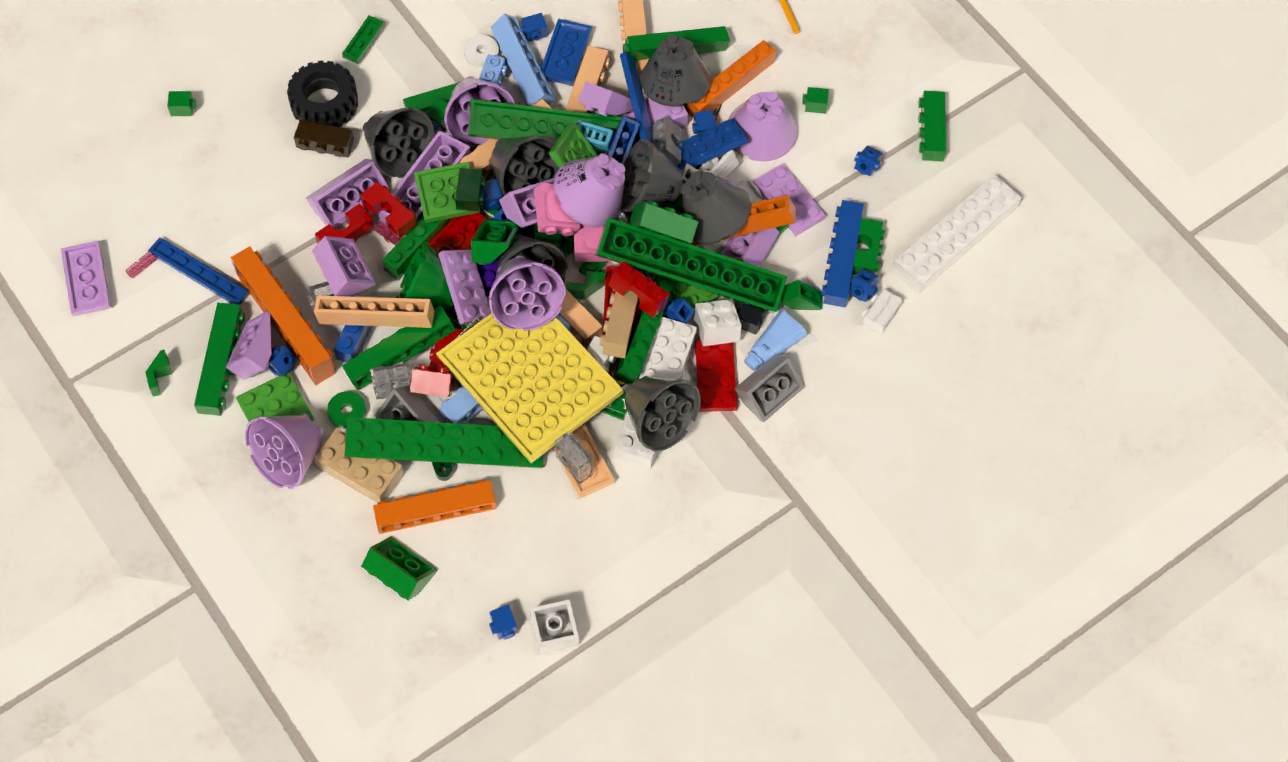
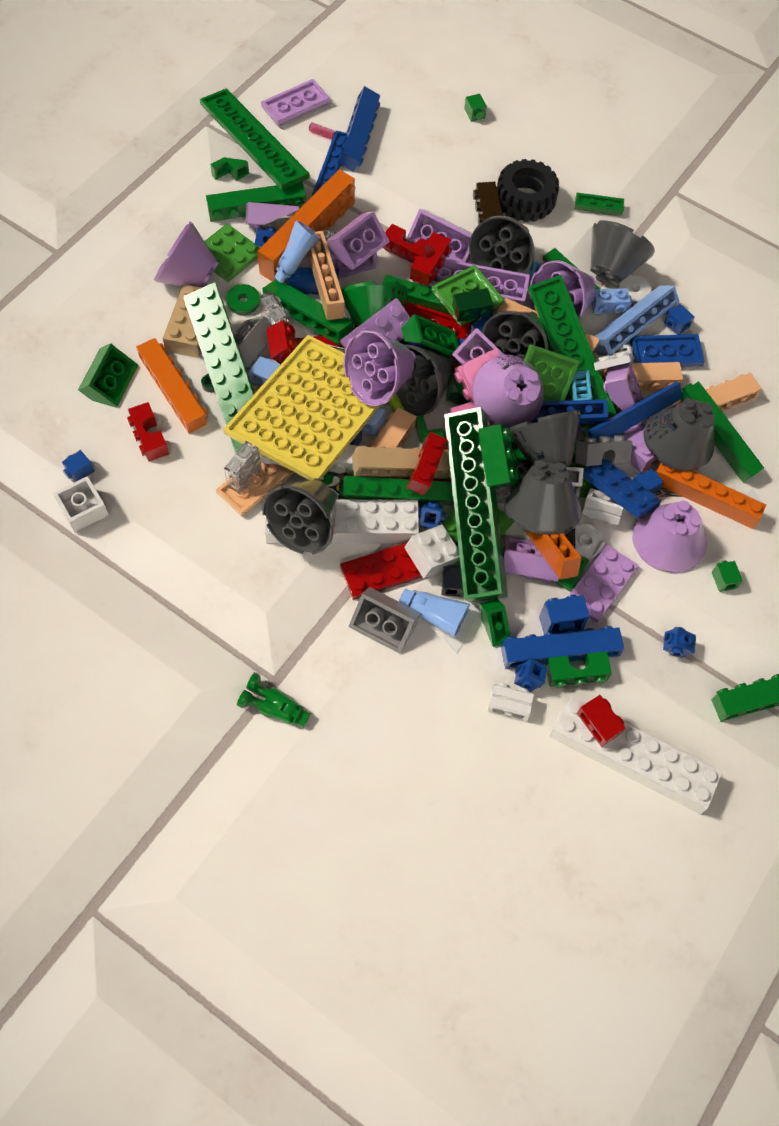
camera: 70 degrees right, 0 degrees up
(127, 334) = (254, 139): none -> green plate
(161, 225) = (359, 129): none -> blue brick
(331, 325) = (299, 243): none -> light blue piece
(445, 46) = (617, 251): none -> dark grey cone
(469, 548) = (152, 444): none -> red arch
(581, 95) = (618, 358): none -> white plate
(817, 238) = (564, 614): none -> blue brick
(824, 504) = (275, 705): none -> green piece
(929, 242) = (601, 720): none -> red brick

